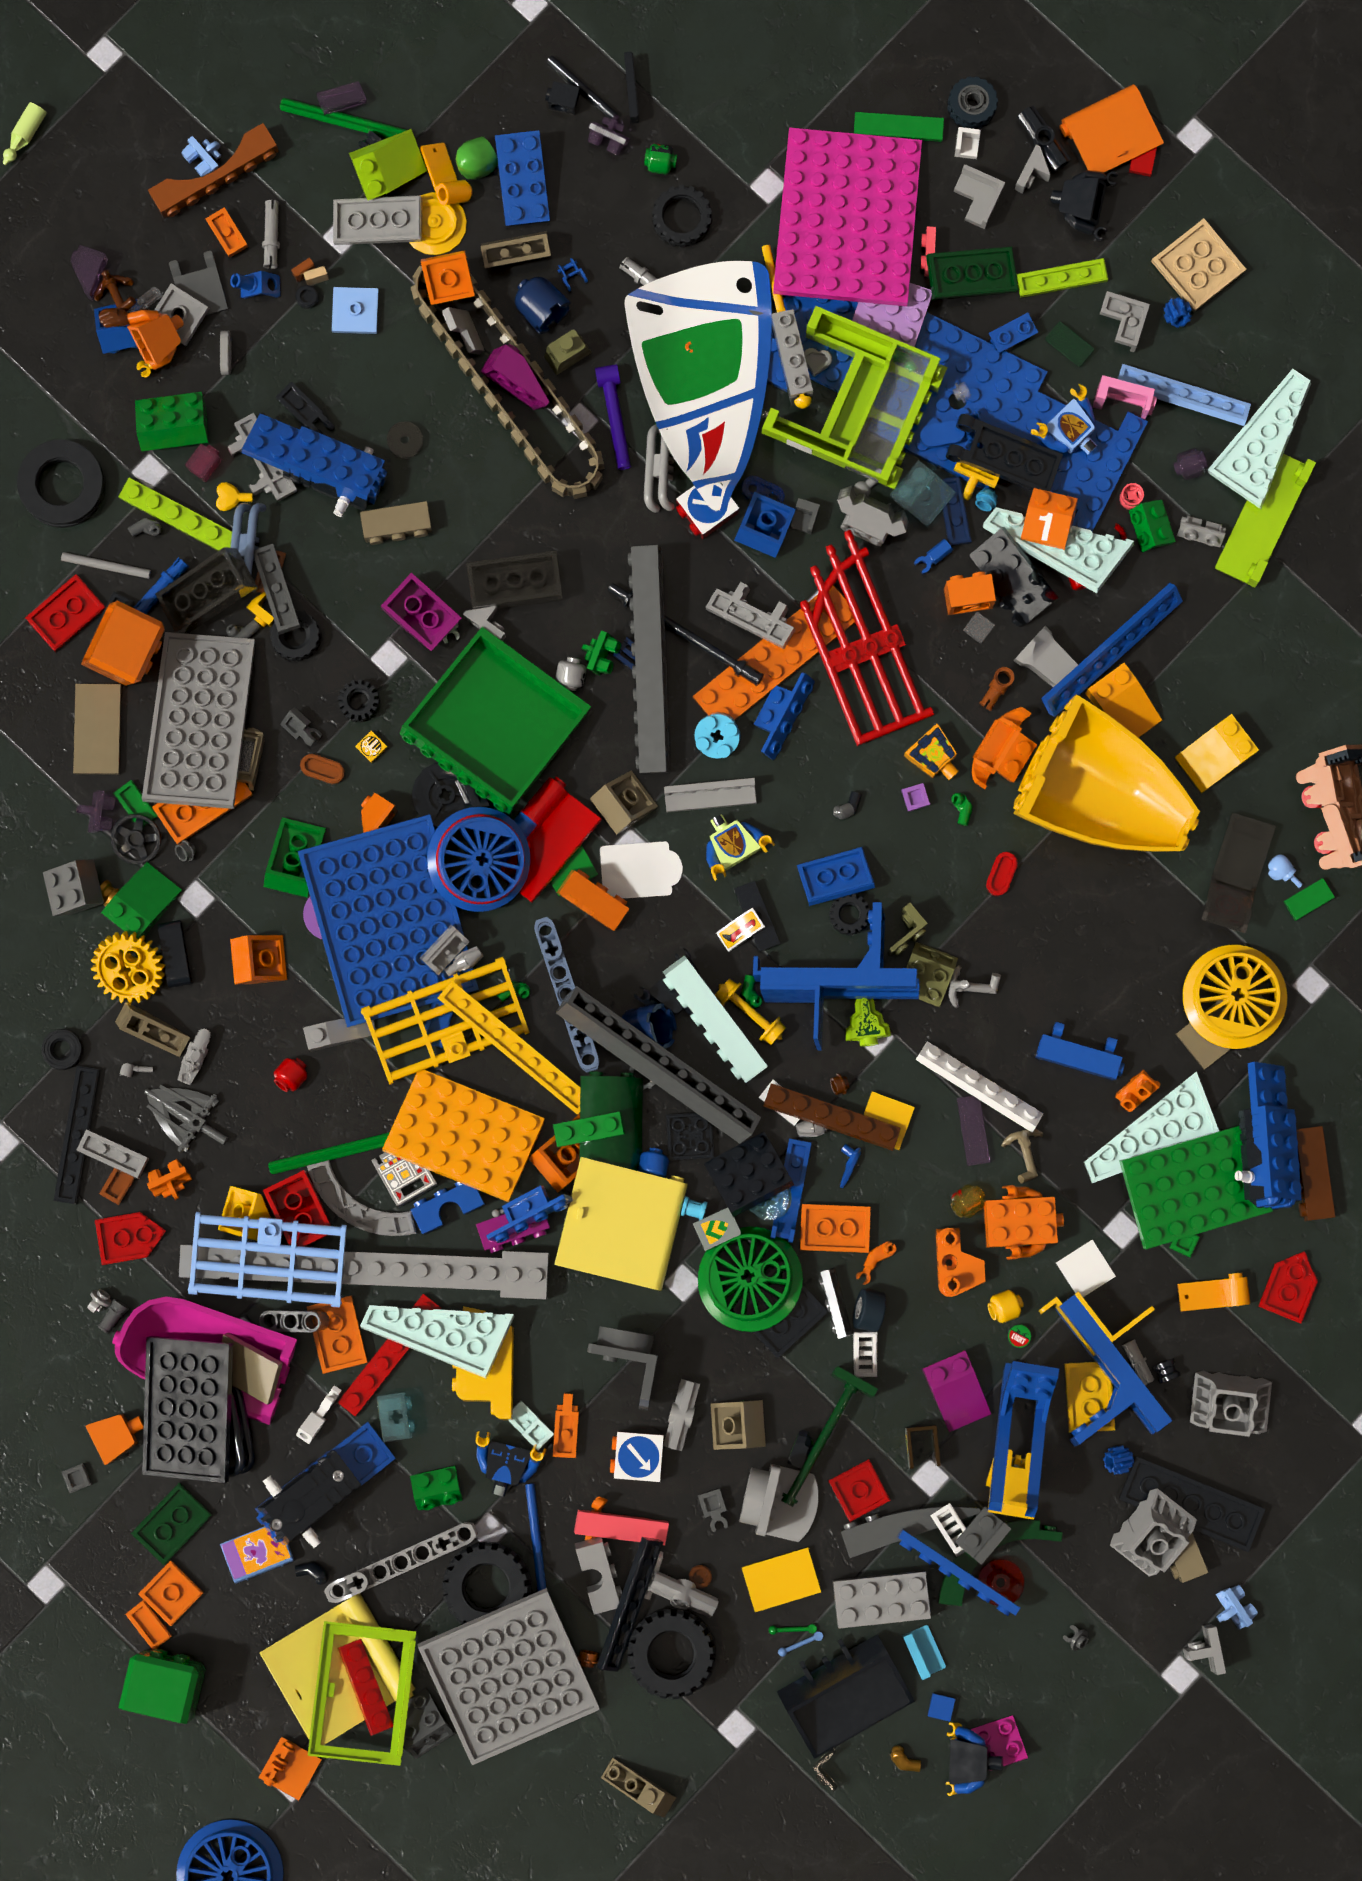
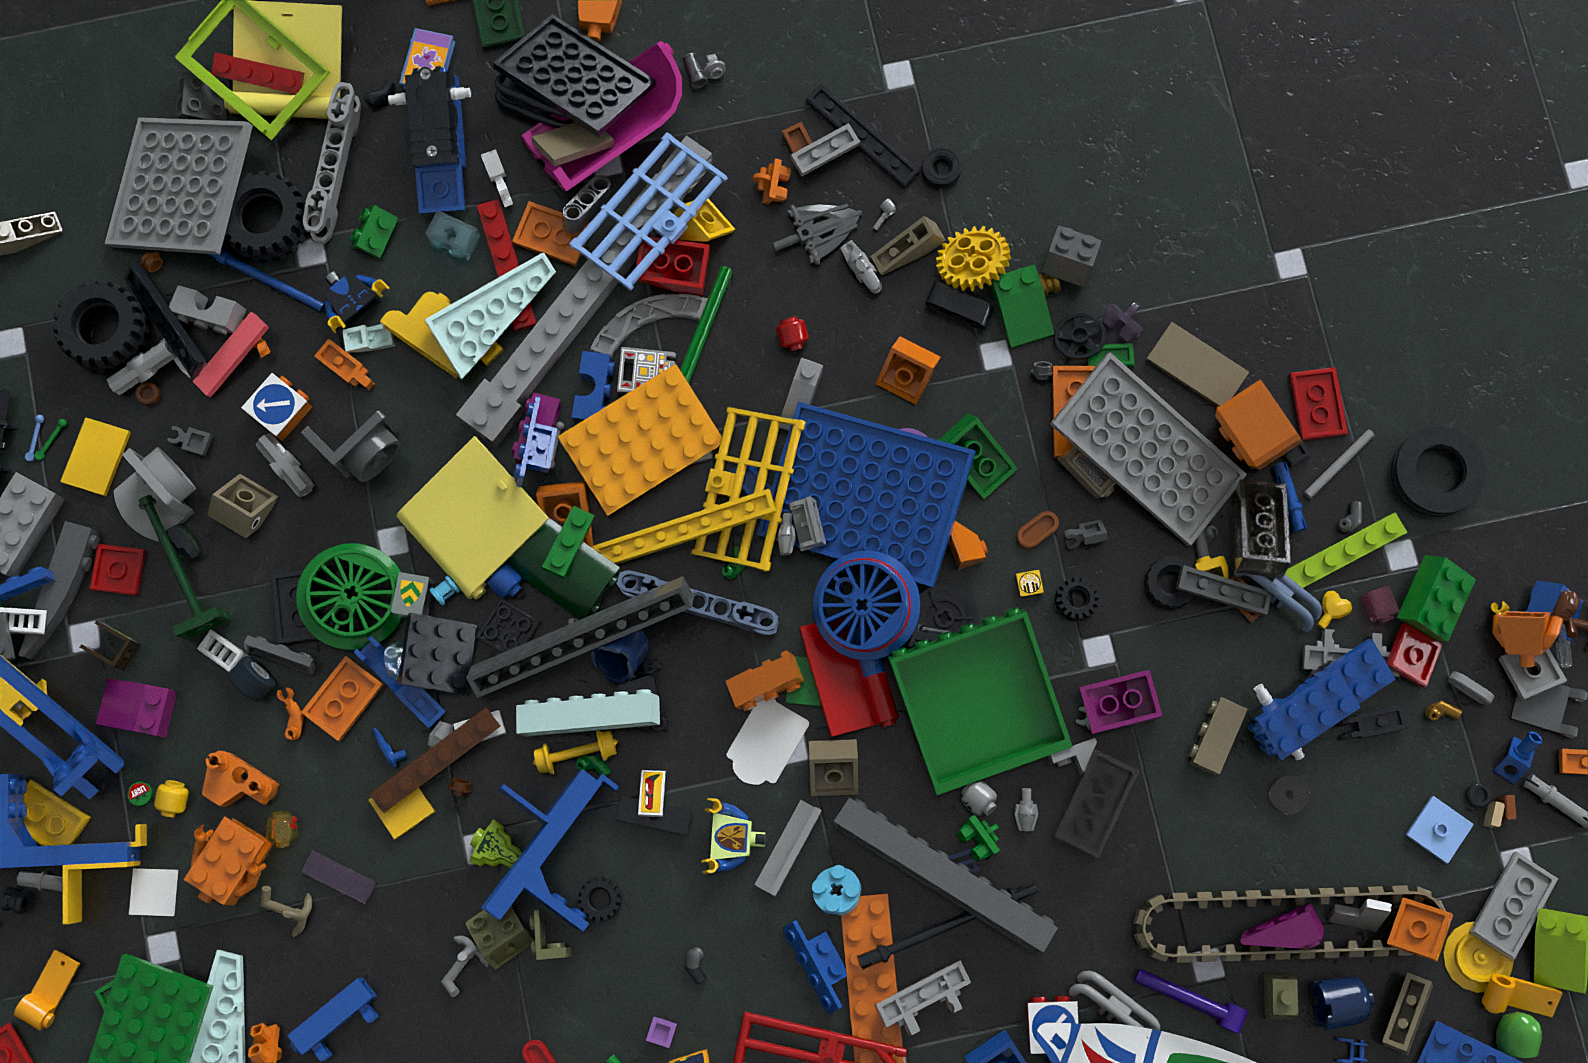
camera: 125 degrees right, 5 degrees down
(127, 1237) = (750, 121): red tile -> none
(228, 411) = (1413, 655): none -> red tile
(256, 365) = (1442, 708): none -> pearl gold arm
(556, 631) = (1026, 812): none -> light grey piece
(835, 876) = (640, 910): blue tile -> none
(979, 1086) = (370, 908): white plate -> none

